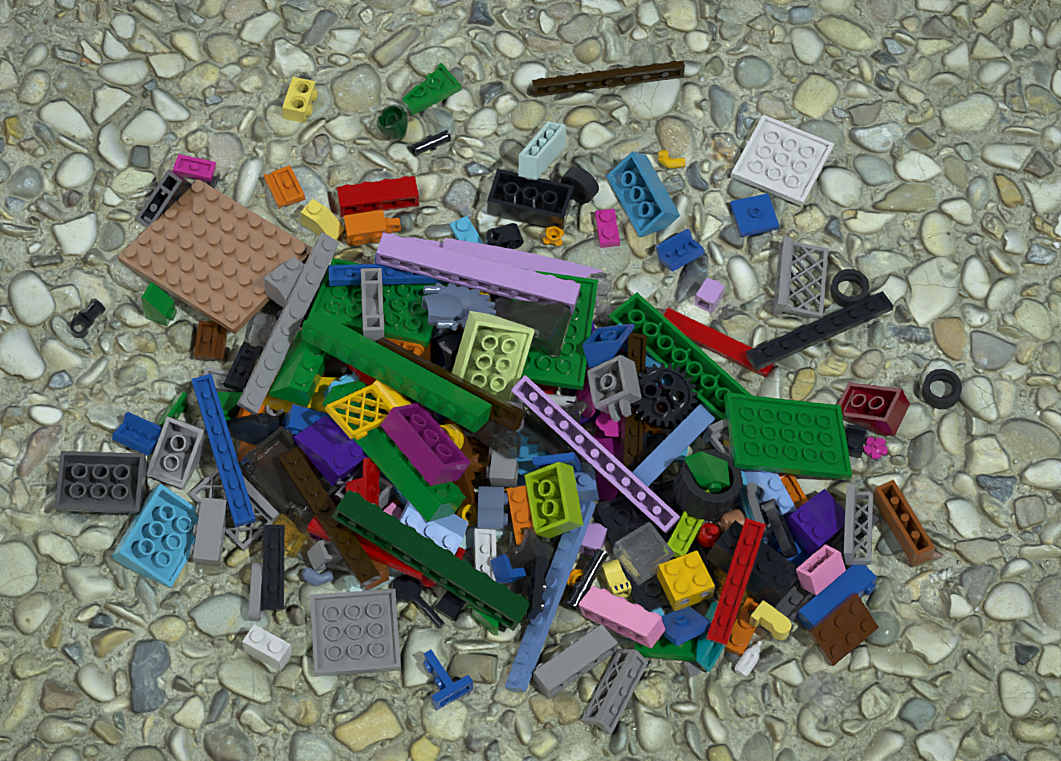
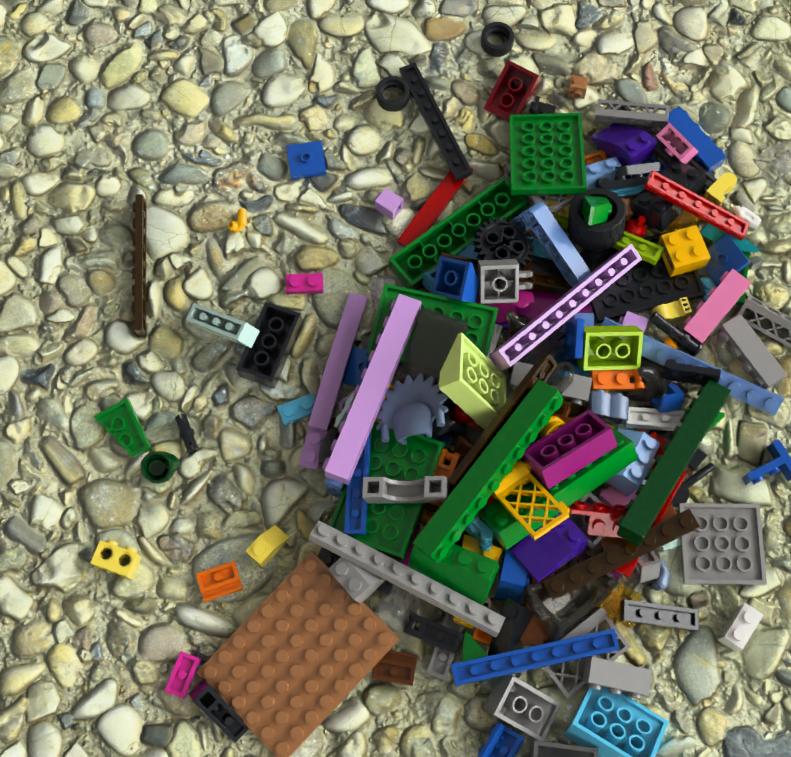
camera: 80 degrees left, 10 degrees up
(158, 305) = (353, 718): green slope -> none
(175, 408) = (474, 713): green slope -> none
(256, 589) = (678, 635): light grey beam -> none
(369, 227) = (279, 500): orange hinge -> none
(378, 195) = (243, 488): red brick -> none
(505, 236) = (307, 373): black piece -> none
(553, 231) = (308, 326): light orange plate -> none
(584, 184) = (257, 297): black tyre -> none
(642, 194) = (275, 248): dark azure slope -> none
(642, 552) = (659, 280): clear slope -> none
(679, 250) = (340, 223): blue bracket -> none
(782, 160) = (253, 129): white plate -> none
(784, 275) = (375, 142): light grey fence -> none
(843, 629) = (724, 138): reddish brown plate -> none
(875, 448) = (548, 96): dark pink plant -> none
(888, 473) = (577, 87): none -> medium nougat bracket
(903, 523) = (627, 80): dark orange brick -> none

